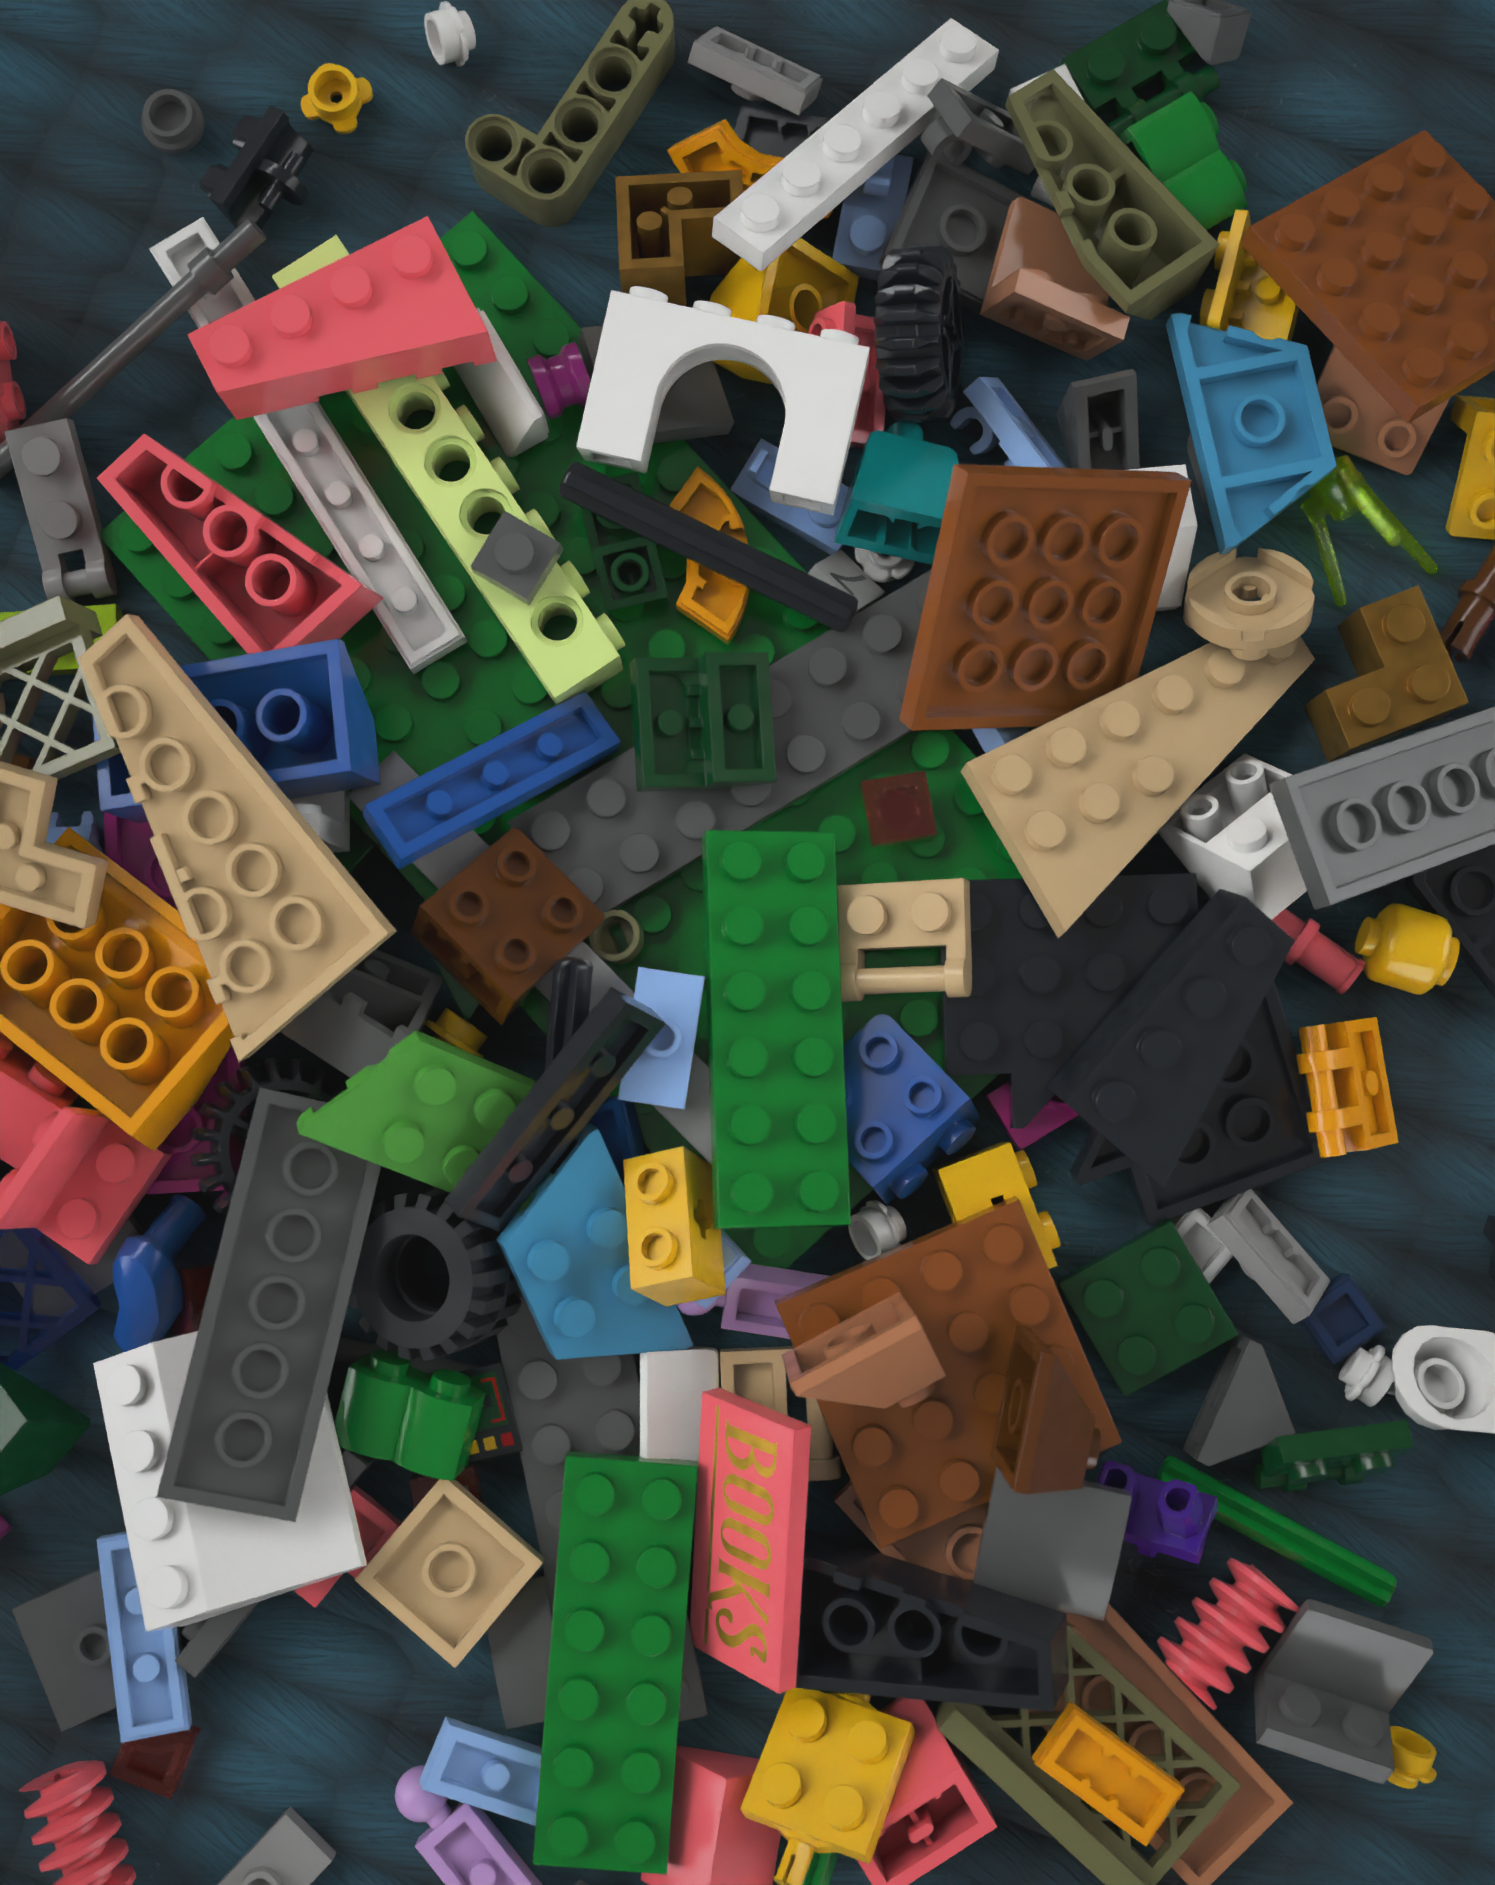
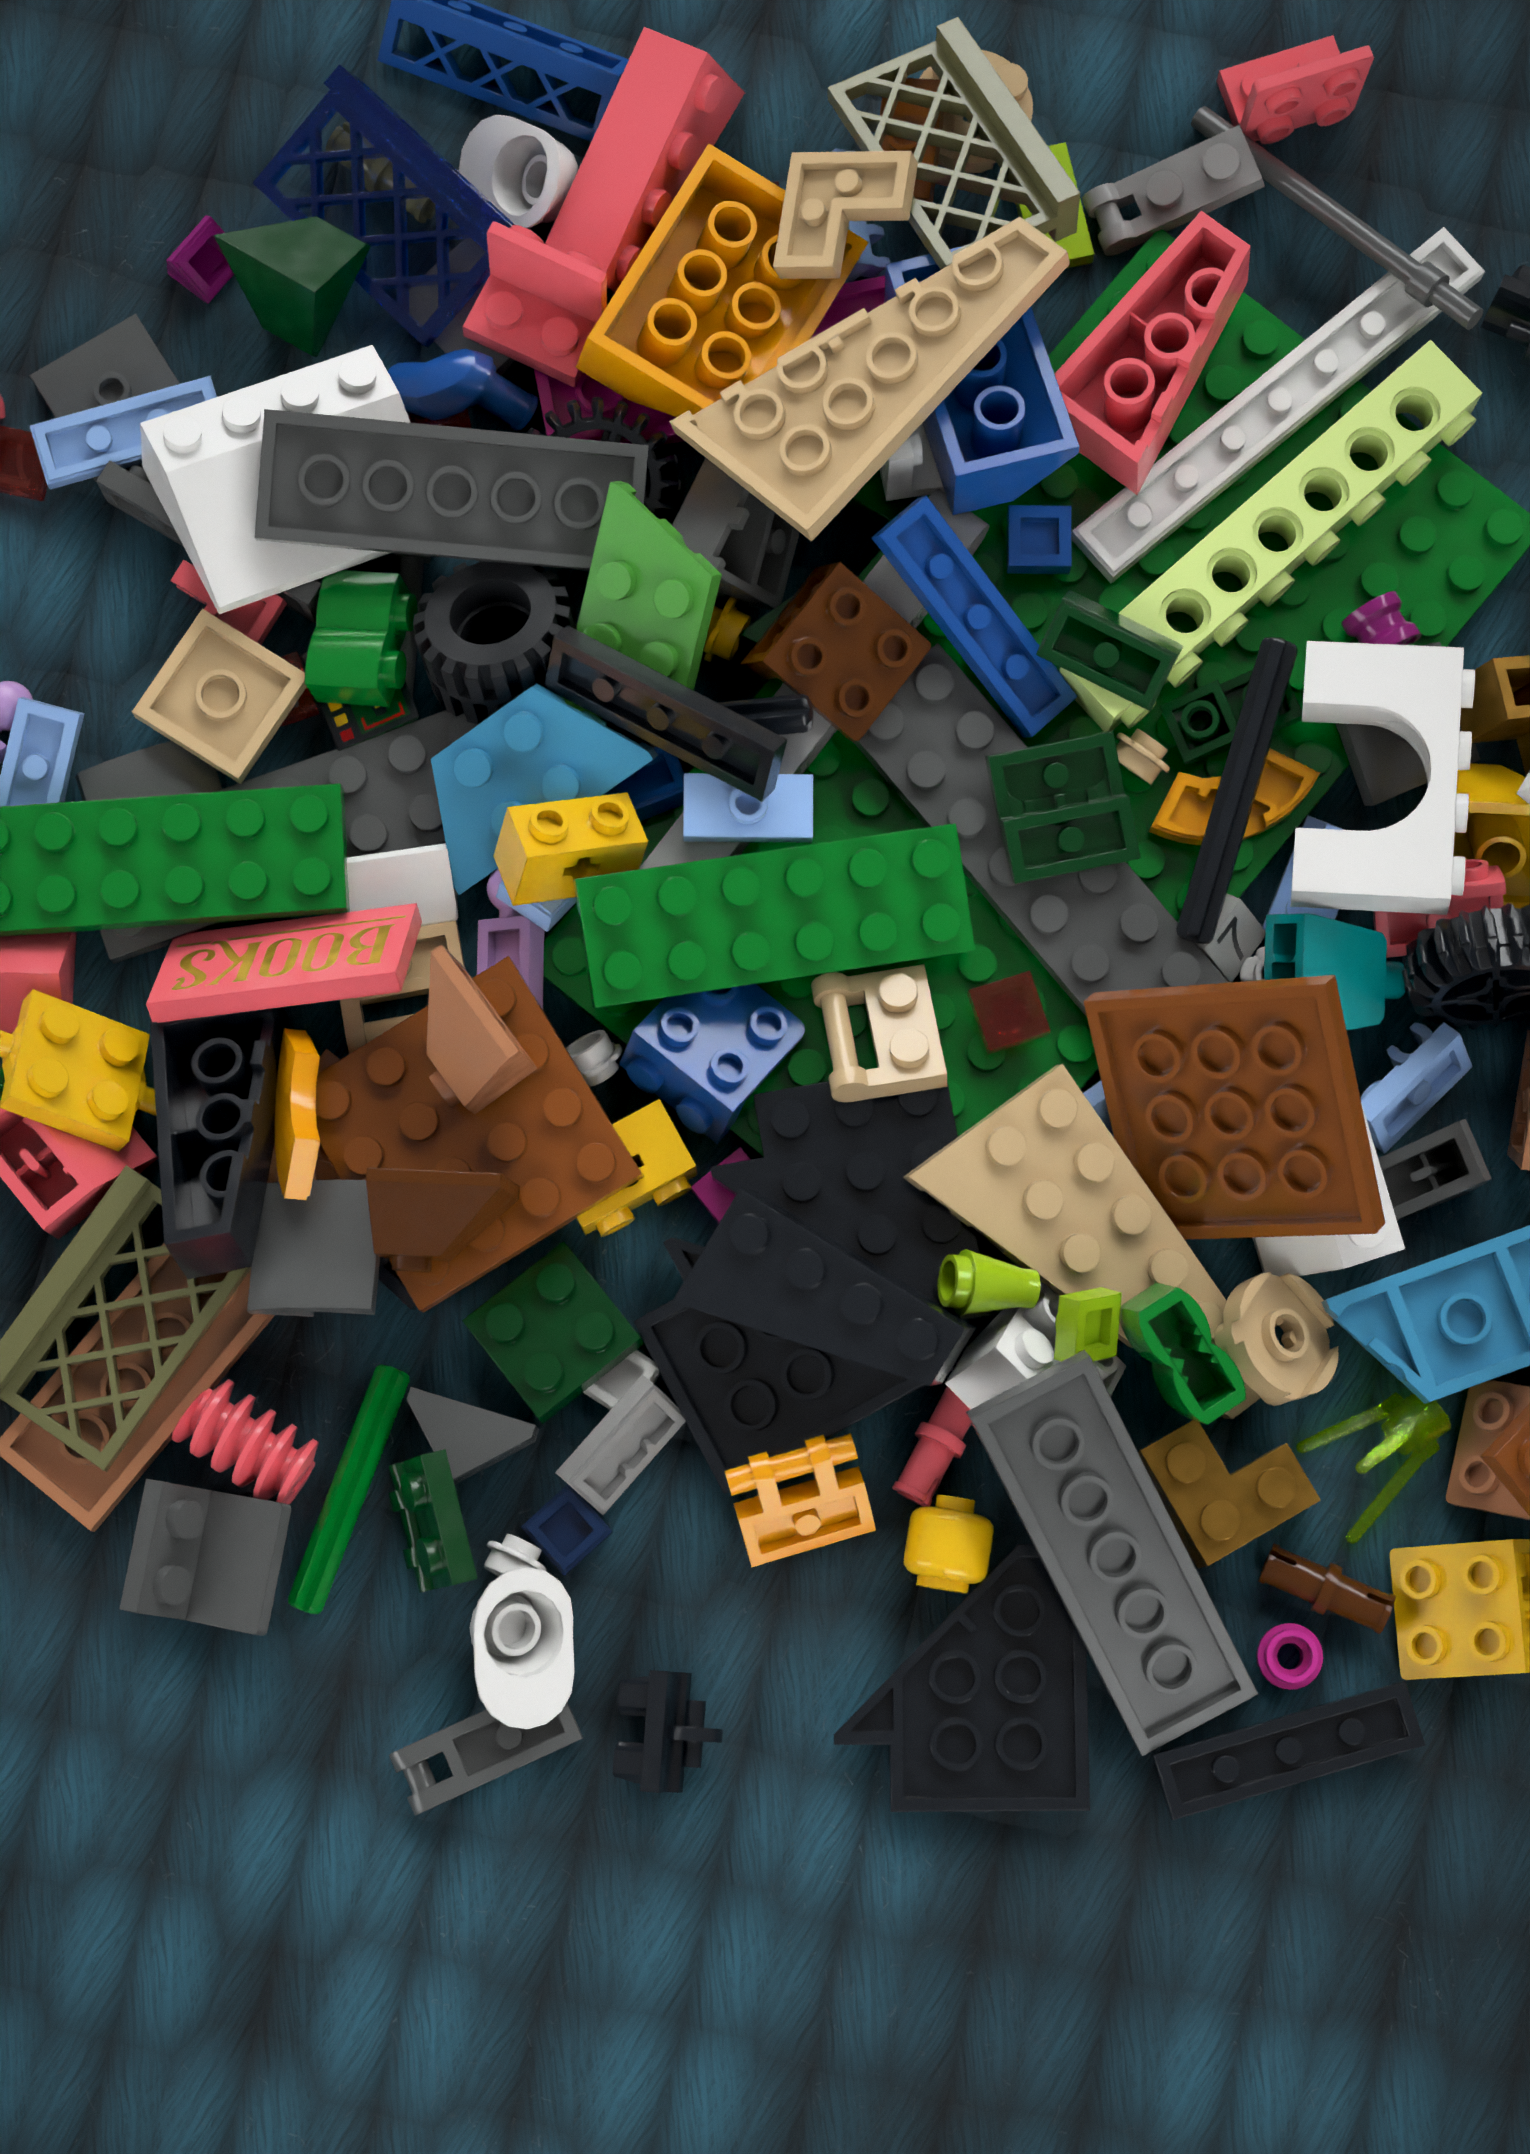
camera: 85 degrees right, 5 degrees down
(347, 327) = (1385, 413): coral wedge -> none
(414, 703) = (1039, 539): none -> blue plate
(504, 398) = (1367, 572): white slope -> none
(516, 558) = (1191, 605): dark grey plate -> none
(550, 646) = (1109, 650): none -> dark green slope
(605, 944) = (835, 752): olive hinge -> none
(656, 636) = (1141, 755): none -> tan plate
(914, 1547) = (295, 1114): none -> light orange tile
(1108, 1773) = (103, 1331): light orange plate -> none
(1163, 1514) = (354, 1356): dark purple hips -> none
(1178, 873) = (985, 1284): none -> lime cone
(1230, 779) = (1088, 1323): none -> lime plate
(1270, 691) = (1187, 1368): none -> green brick
(1412, 1758) = (144, 1643): yellow plate -> none

